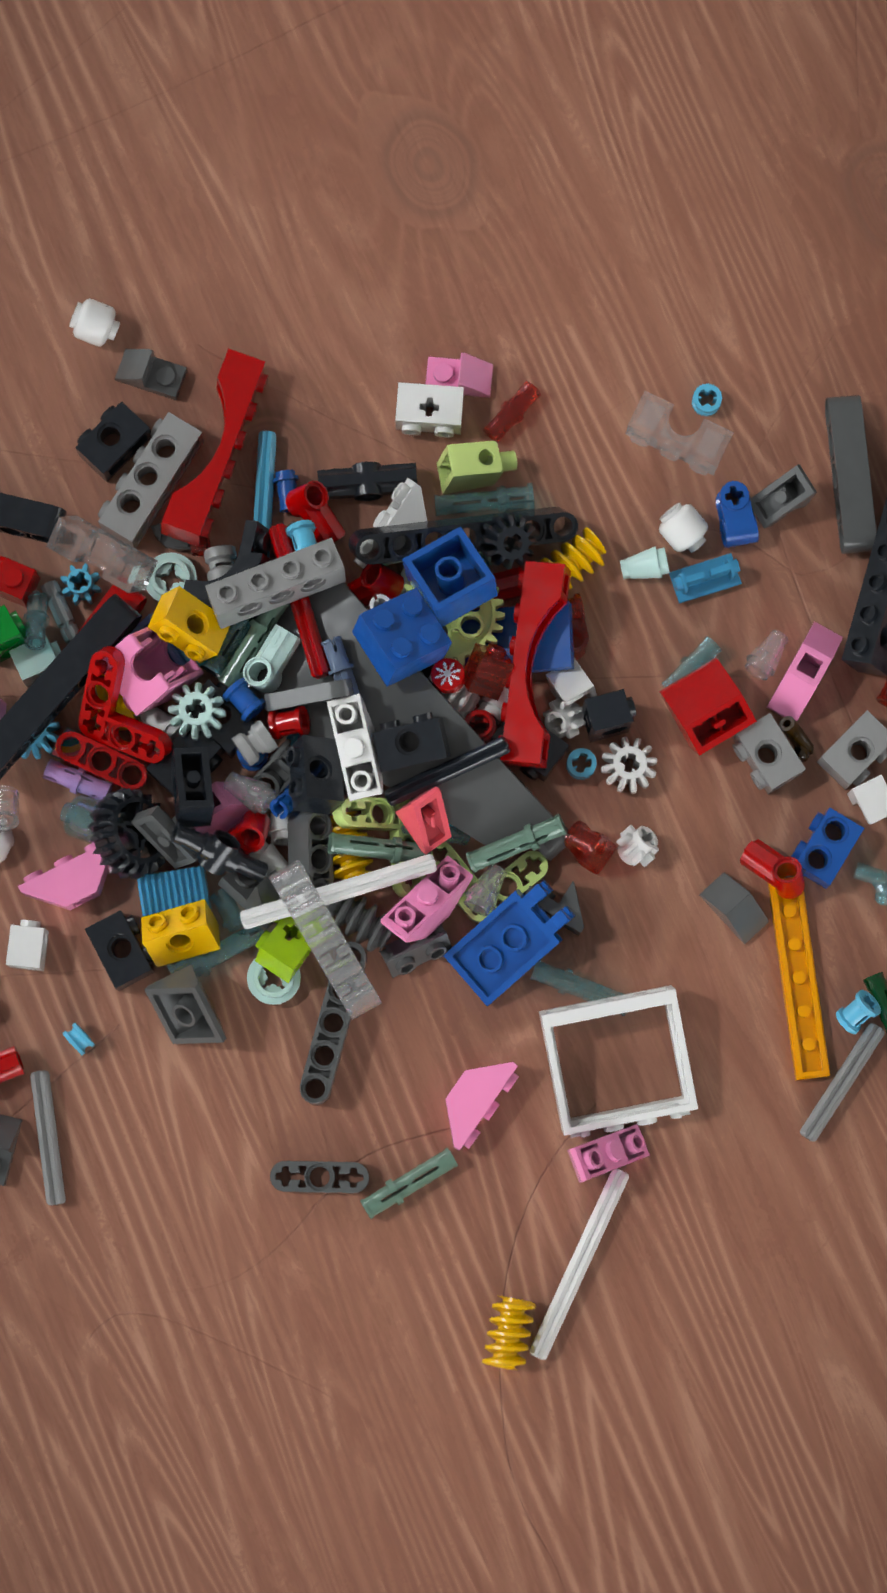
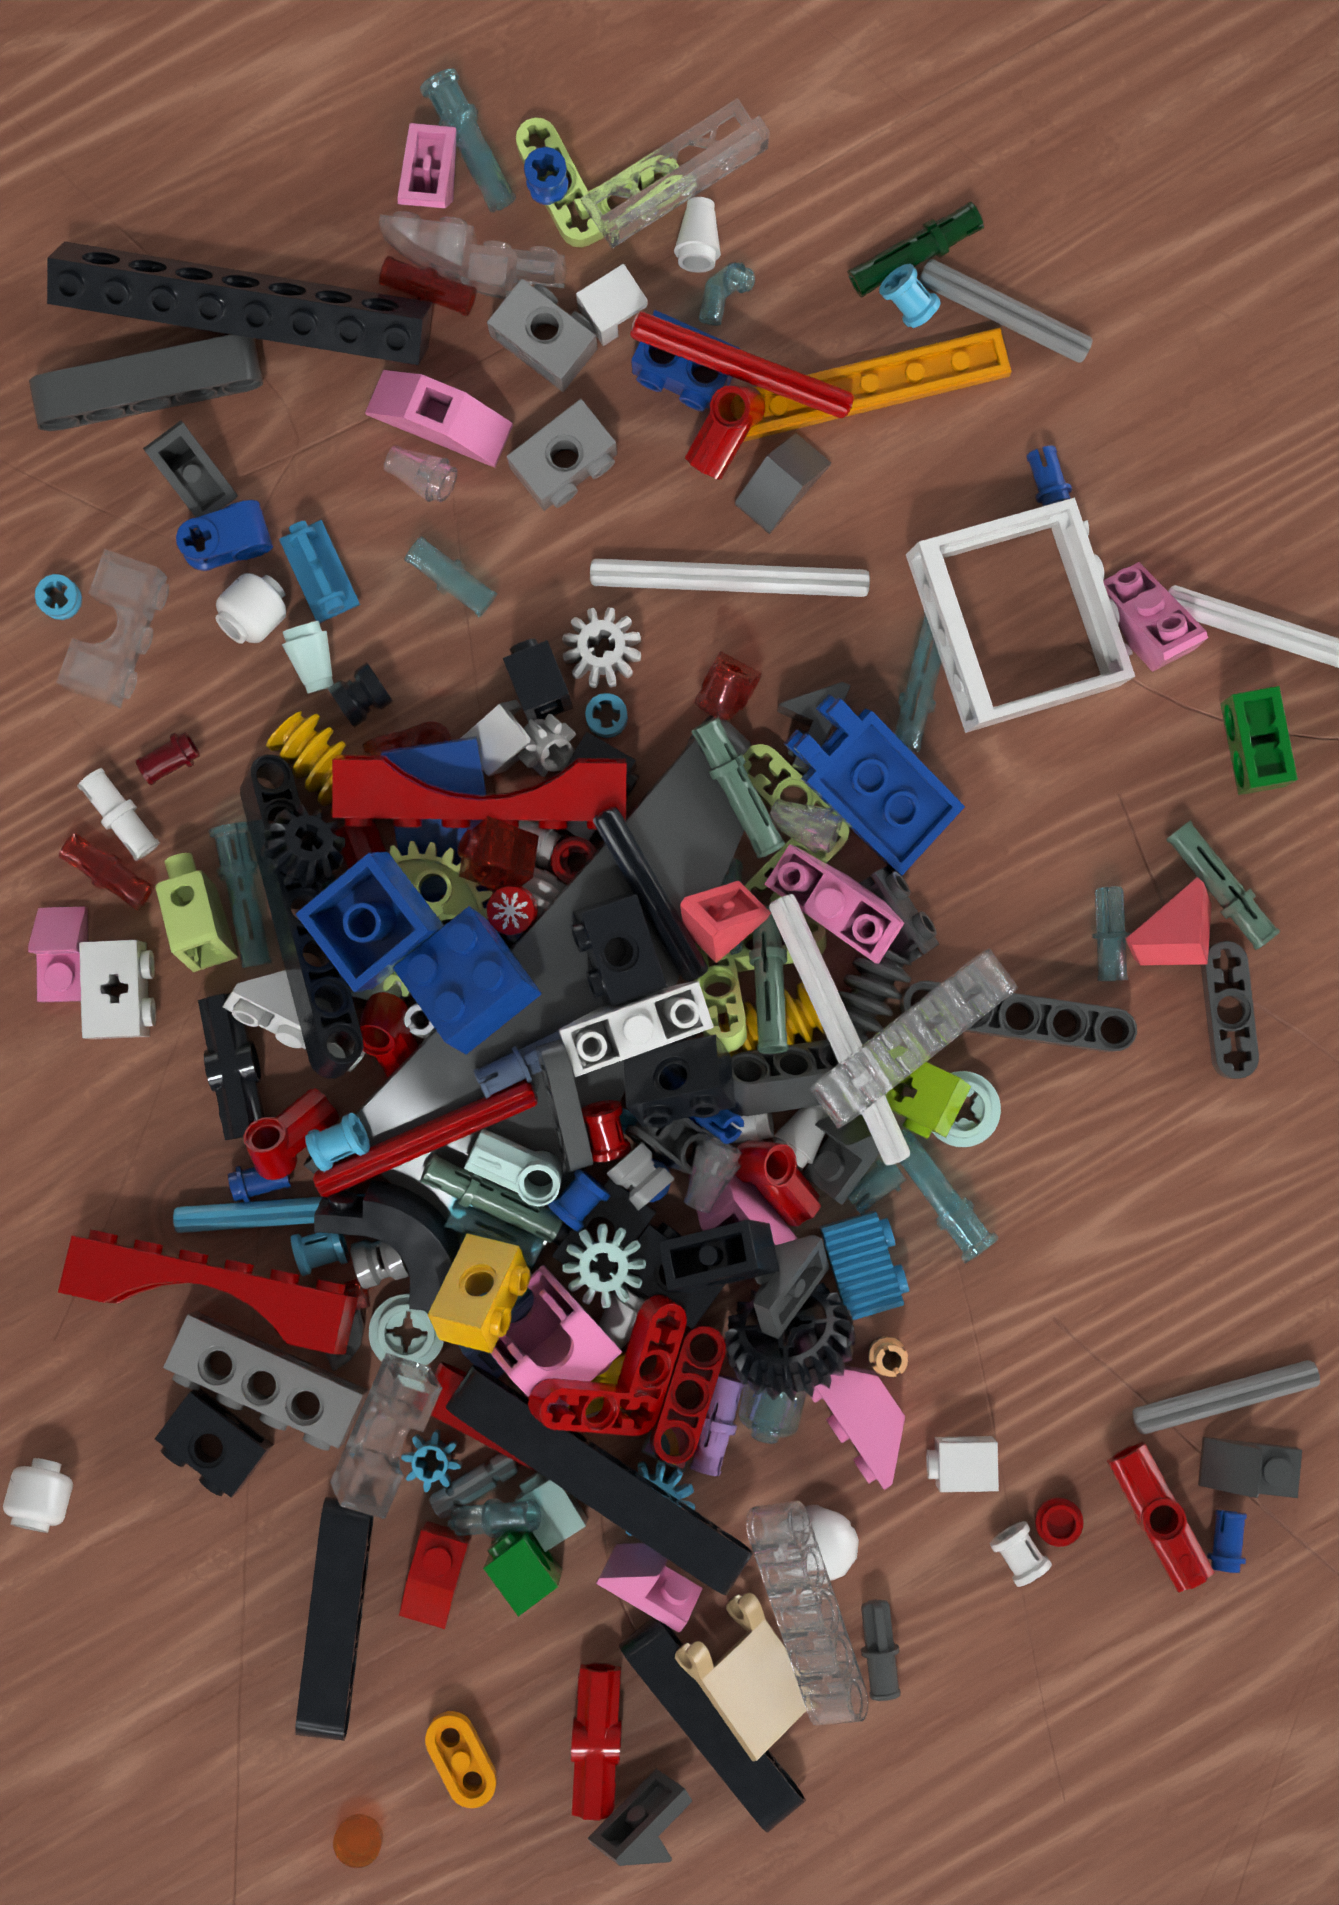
camera: 90 degrees left, 5 degrees up
(78, 1038) = (1084, 1372): medium azure bush -> none
(101, 898) = (898, 1361): none -> light nougat pin
(105, 936) = (981, 1328): black brick -> none
(146, 372) = (105, 1402): dark grey slope -> none
(180, 933) = (921, 1247): yellow brick -> none
(185, 1009) = (1026, 1224): dark grey slope -> none
(218, 852) = (805, 1207): black pin -> none
(233, 524) = (318, 1250): none -> medium azure bush
(276, 583) = (407, 1173): light grey brick -> none
(380, 1145) = (1177, 931): none -> coral slope
(383, 1098) = (1110, 934): none -> clear light blue axle
(475, 1098) = (1097, 807): bright pink slope -> none
(508, 1219) = (1258, 740): none -> green brick
(550, 424) = (118, 814): none -> white pin
(588, 467) = (168, 758): none -> dark red pin
(612, 592) = (358, 696): none -> black wheel
(637, 845) = (715, 622): white gear -> none
(669, 862) = (729, 577): none -> white axle
(707, 706) = (508, 543): red slope -> none
(716, 1096) = (1048, 479): none -> blue pin
(798, 737) = (534, 418): dark brown arm -> none
(816, 883) = (741, 365): none -> red axle

